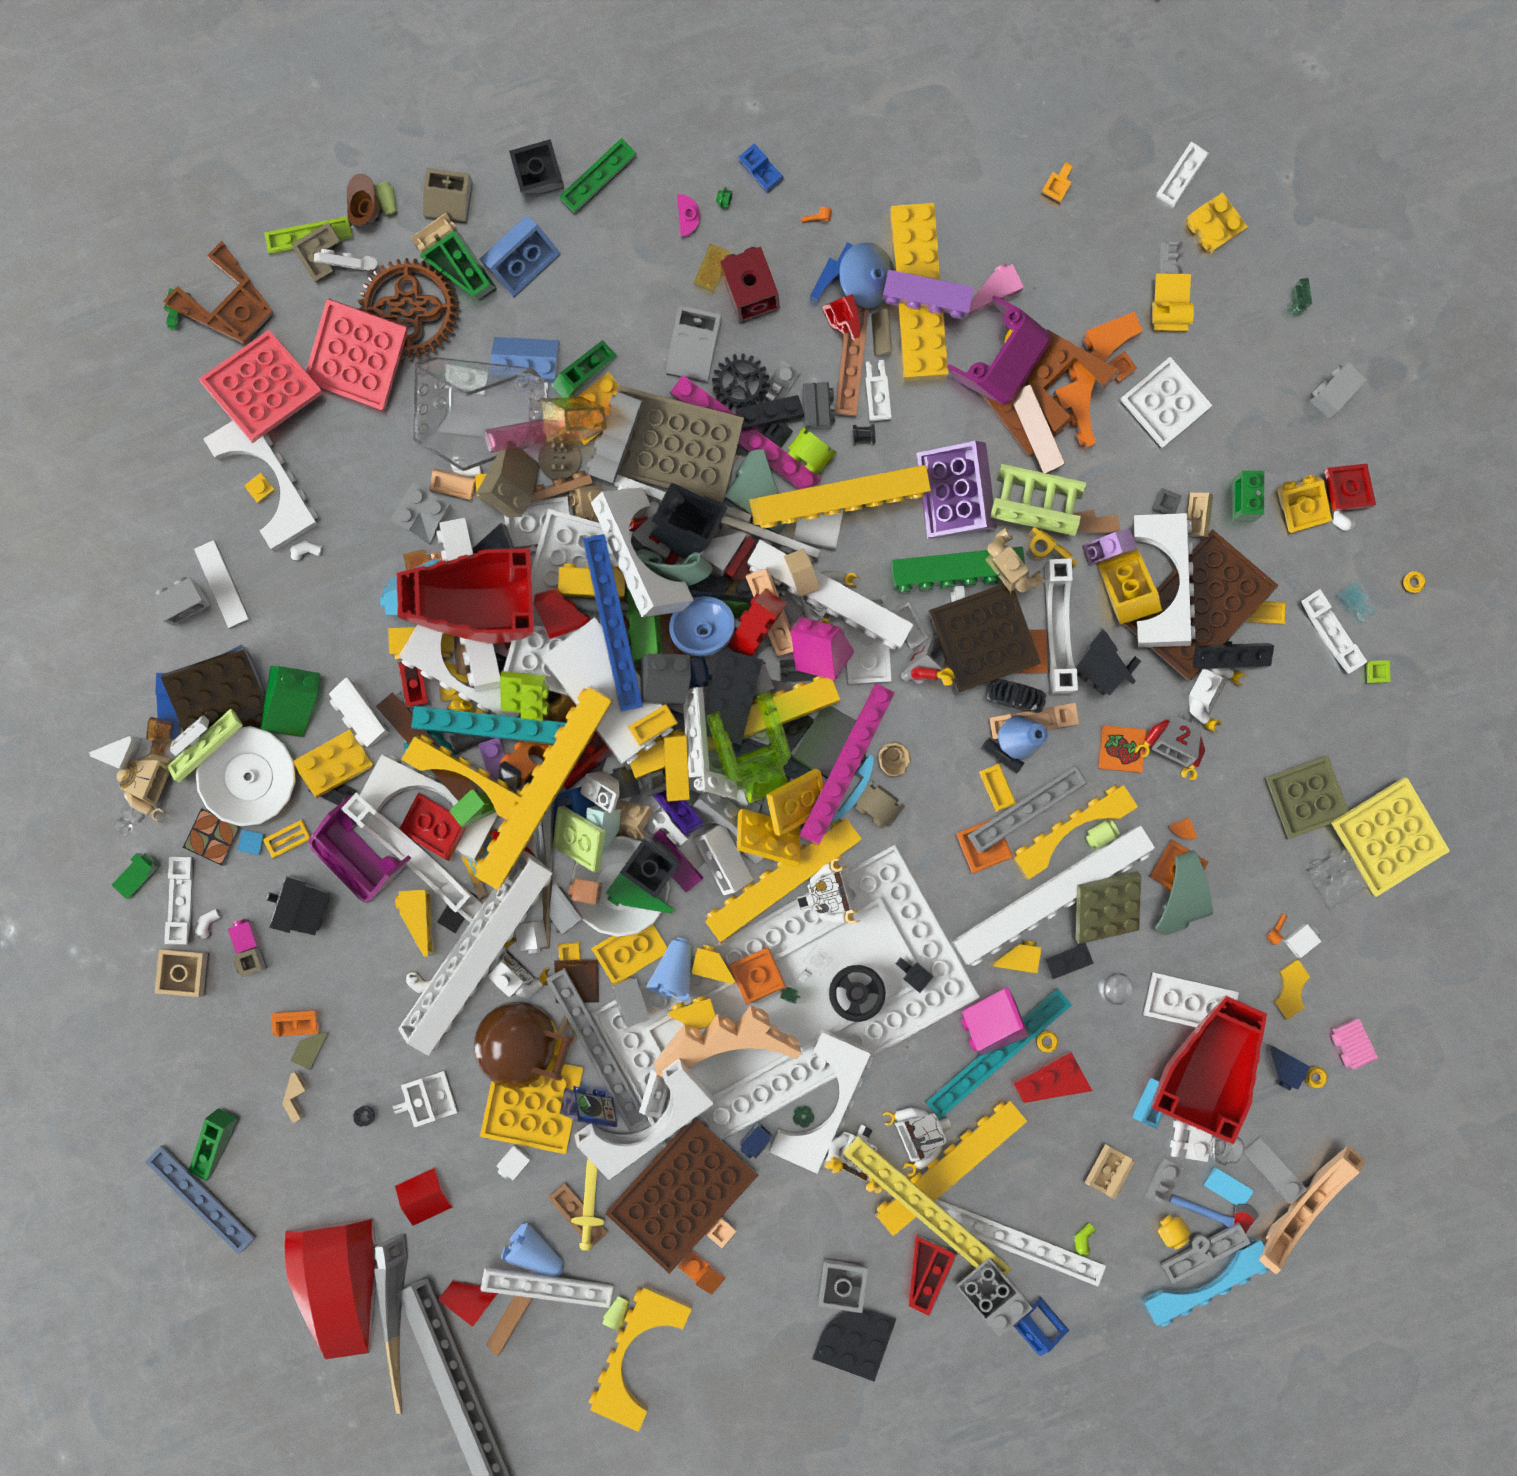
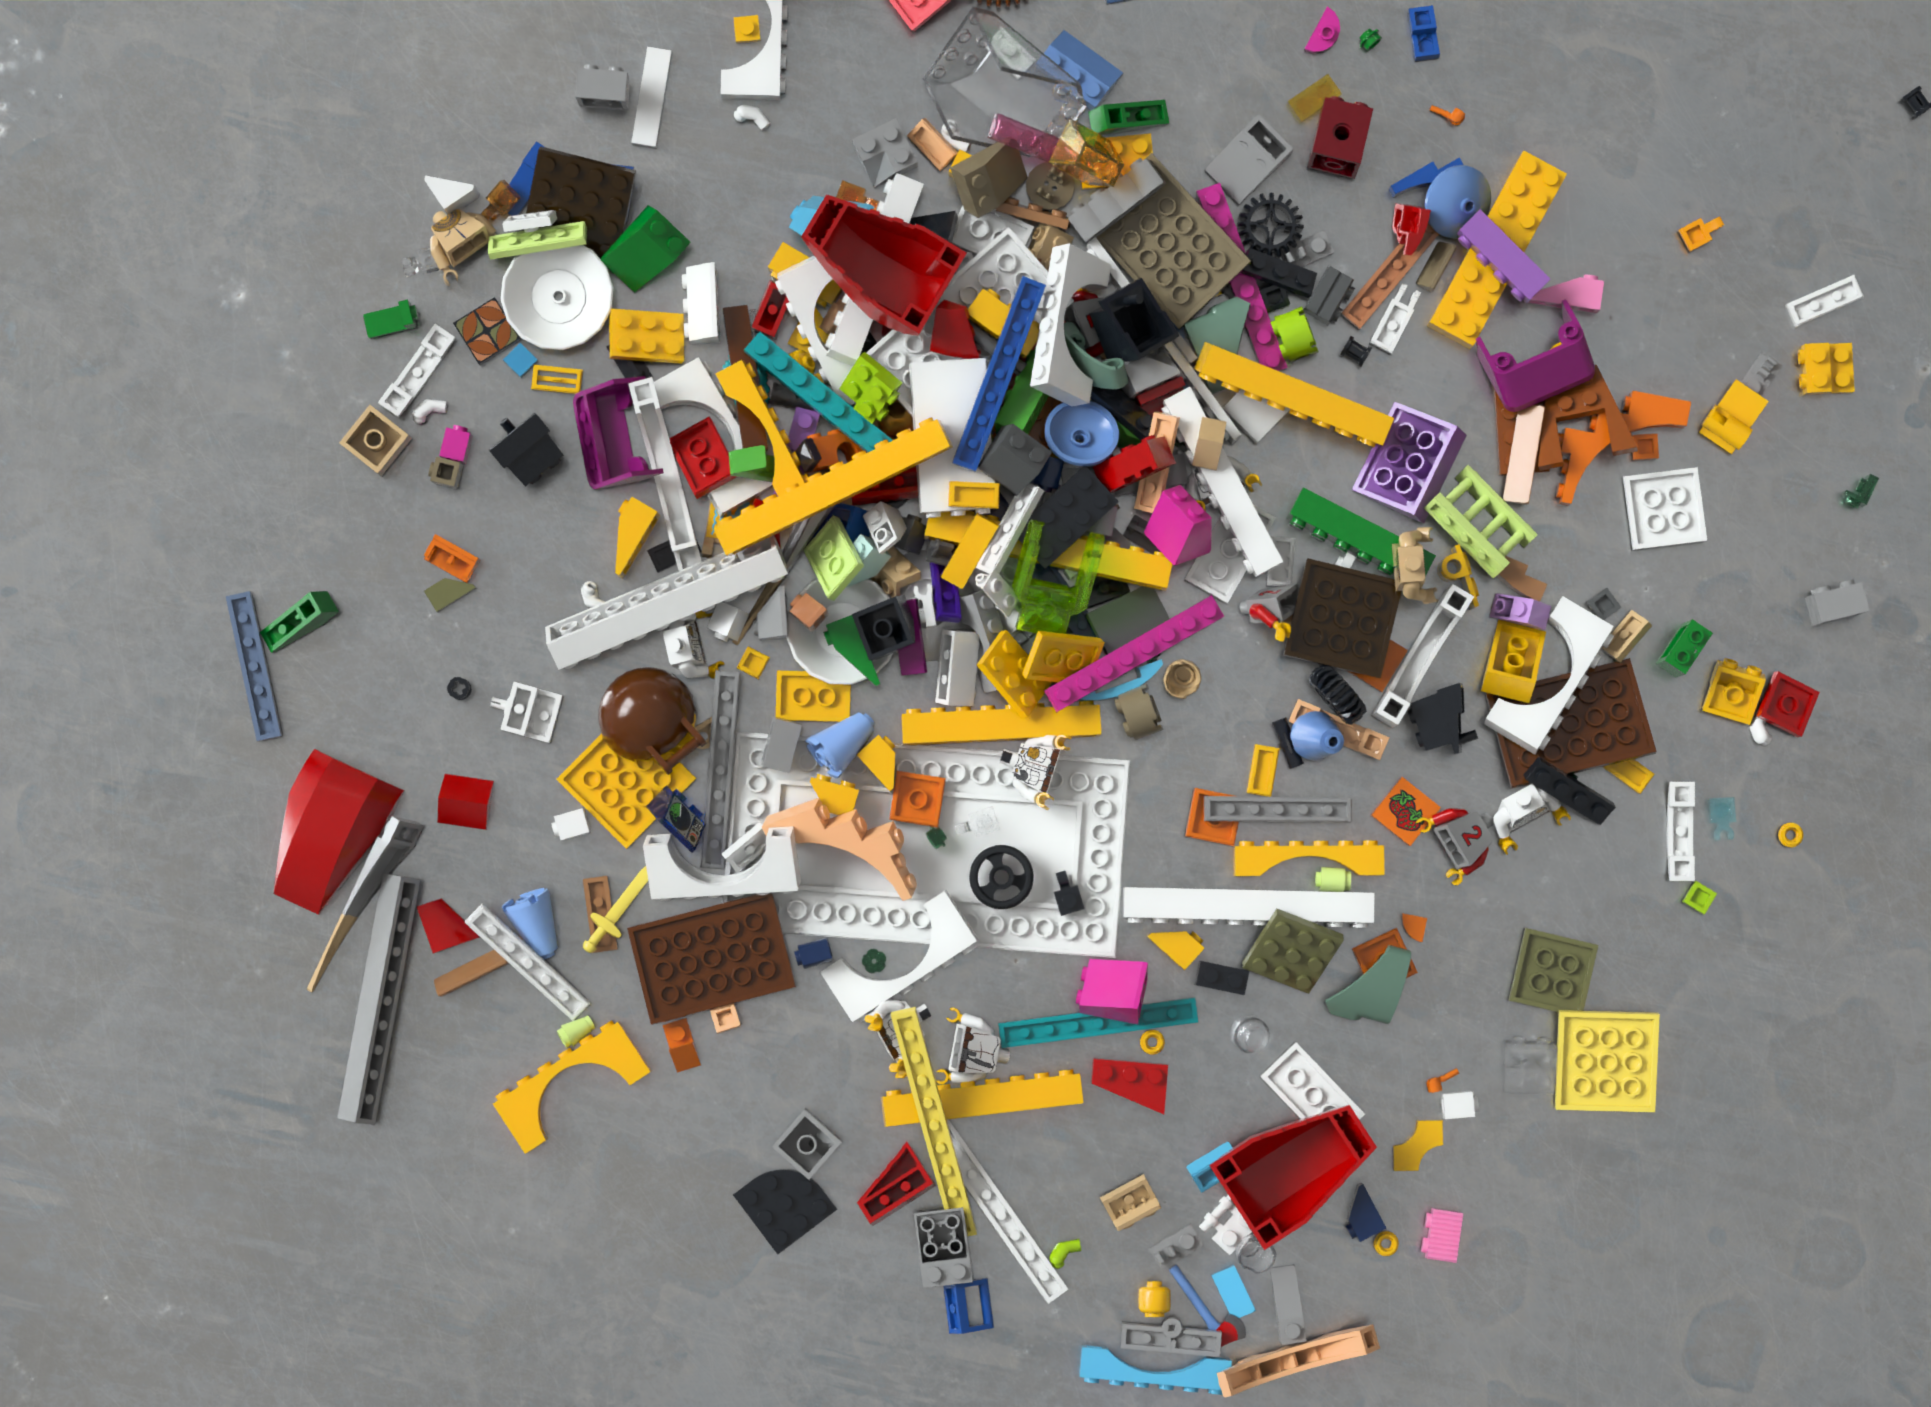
camera: 30 degrees right, 0 degrees up
(294, 1088) = (410, 620): tan slope -> none
(584, 977) = (753, 692): reddish brown piece -> none

